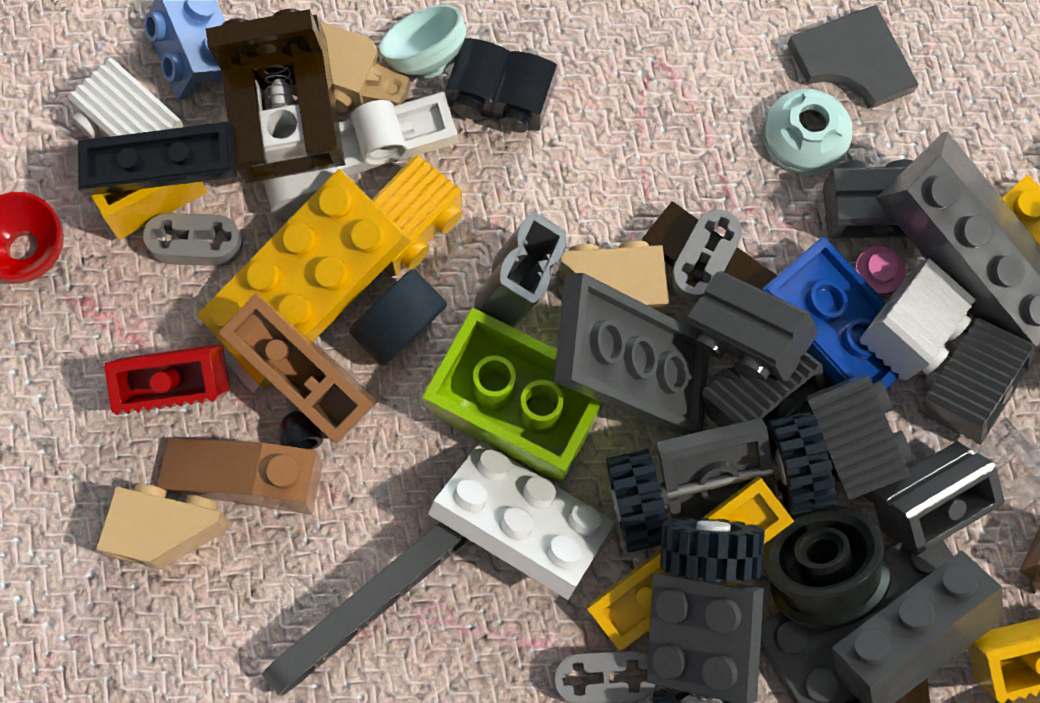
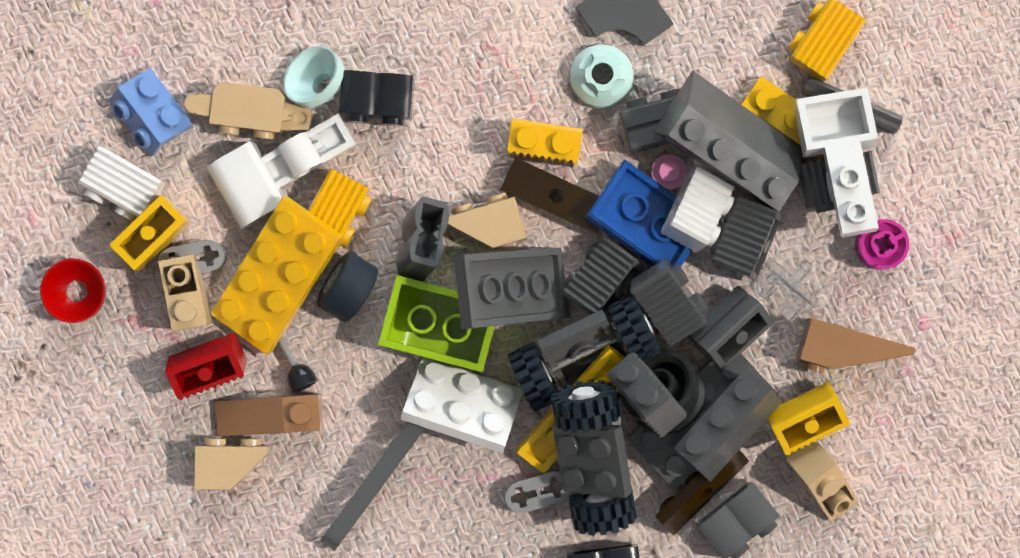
camera: 10 degrees left, 15 degrees up
(157, 158) = (159, 224): black tile -> none
(168, 275) = (185, 293): none -> tan slope
(274, 56) = (209, 127): dark brown brick -> none
(298, 368) = (294, 343): medium nougat slope -> none
(695, 250) = (554, 197): light grey beam -> none
(709, 182) = (544, 142): none -> yellow brick
(752, 327) = (584, 245): dark grey brick -> none
(811, 552) = (646, 394): none -> dark grey brick

